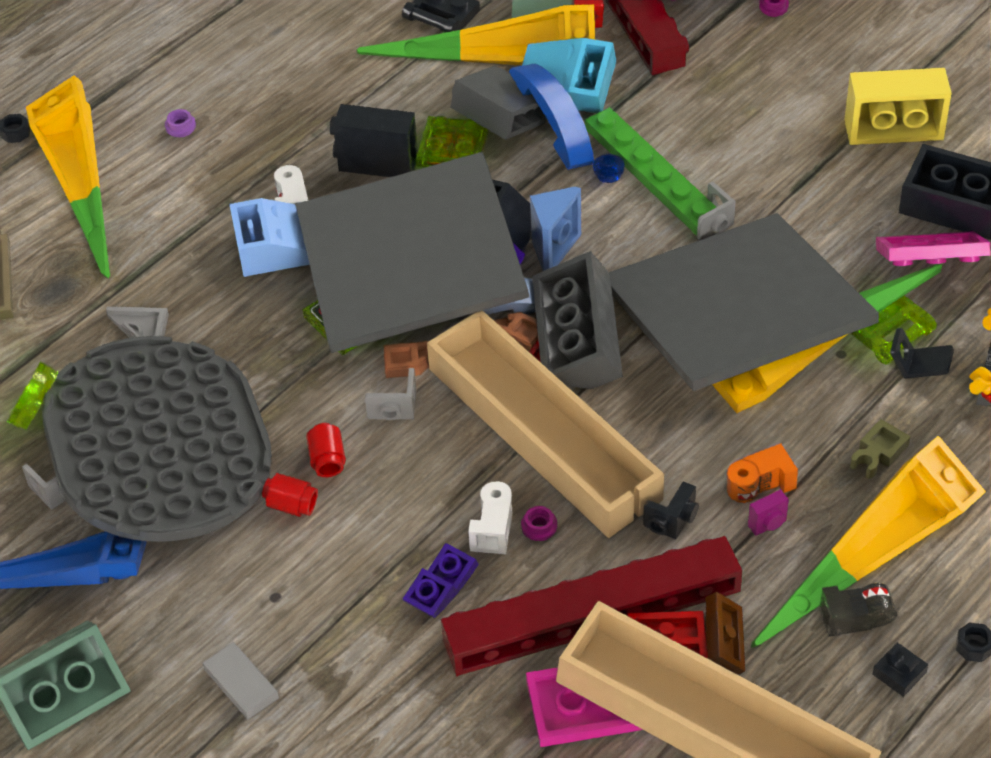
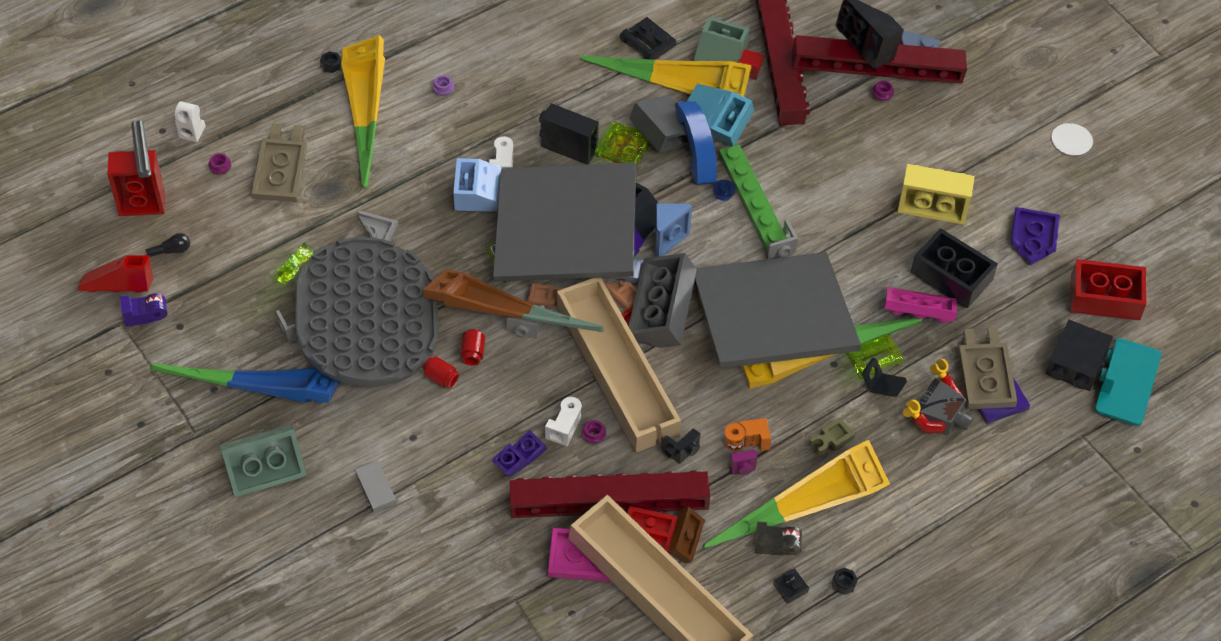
camera: 10 degrees right, 5 degrees up
(298, 377) = (467, 292): none -> dark orange plate

